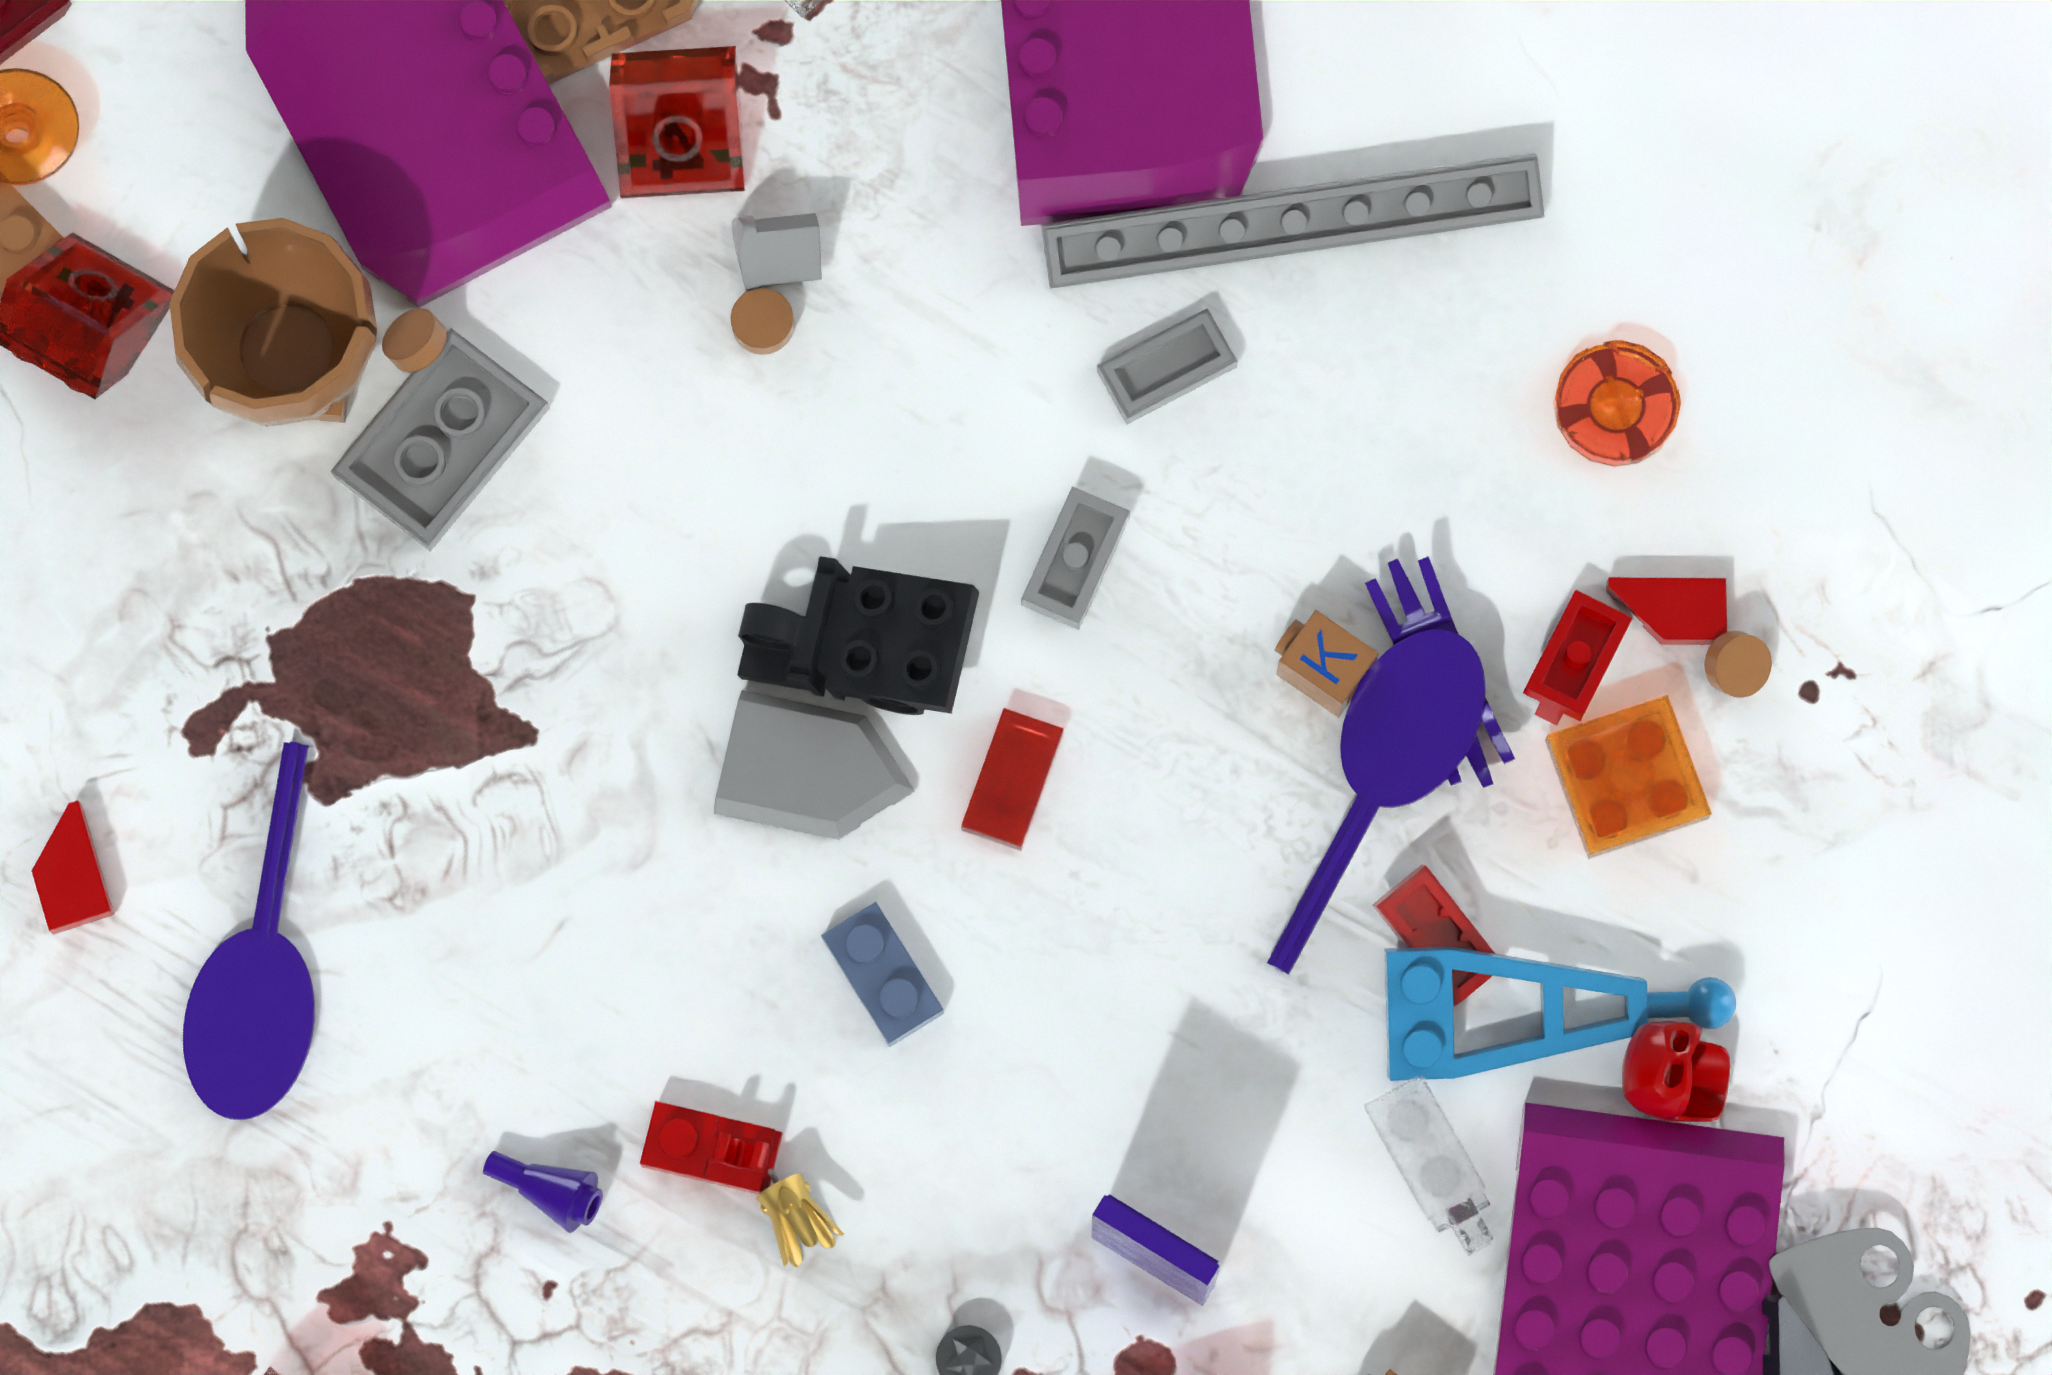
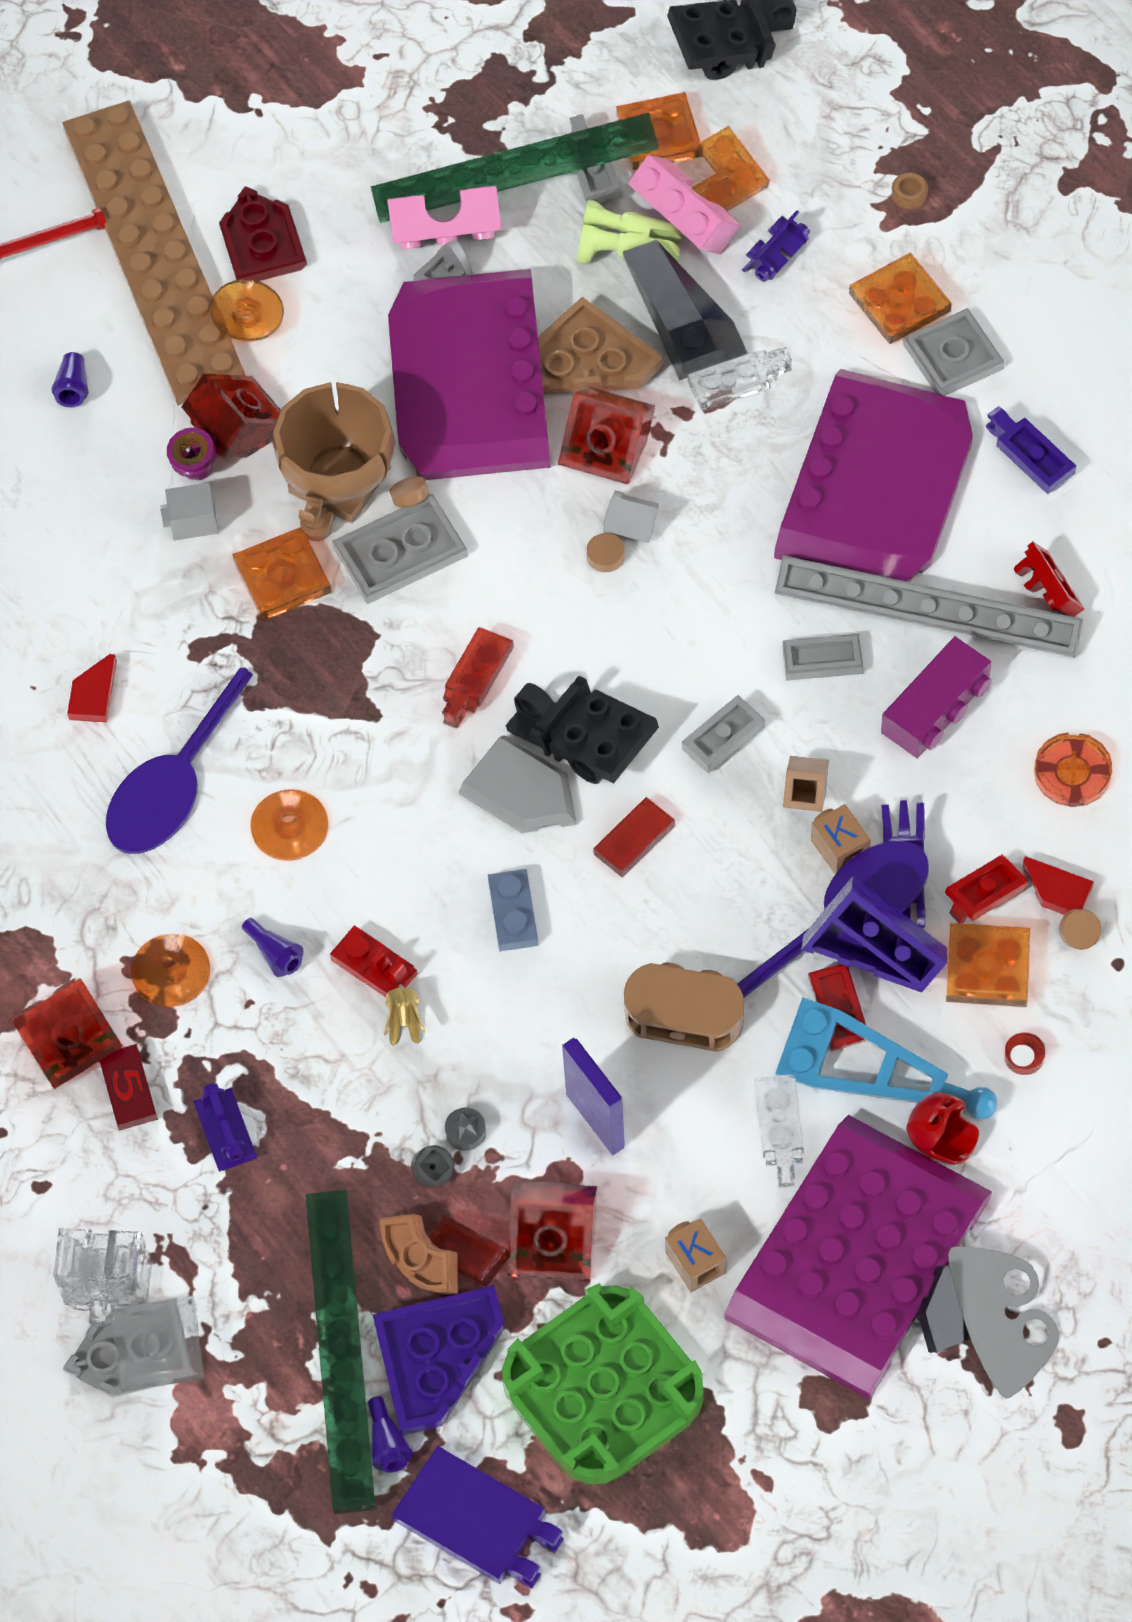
camera: 25 degrees right, 15 degrees down
(23, 406) = (199, 446): none -> magenta piece
(84, 511) = (190, 511): none -> light grey brick
(275, 555) = (282, 573): none -> clear orange plate
(291, 449) = (315, 520): none -> medium nougat piece
(431, 1304) = (170, 985): none -> clear orange dish
(483, 1002) = (289, 839): none -> clear orange dish
(654, 609) = (474, 674): none -> clear red hinge
(1211, 1029) = (684, 1006): none -> medium nougat brick
(1240, 596) = (805, 783): none -> medium nougat brick
(1373, 370) = (937, 697): none -> magenta brick
(1456, 812) = (877, 937): none -> dark purple wedge
(1480, 121) = (1047, 574): none -> red plate
(1737, 895) = (1024, 1053): none -> clear red tile

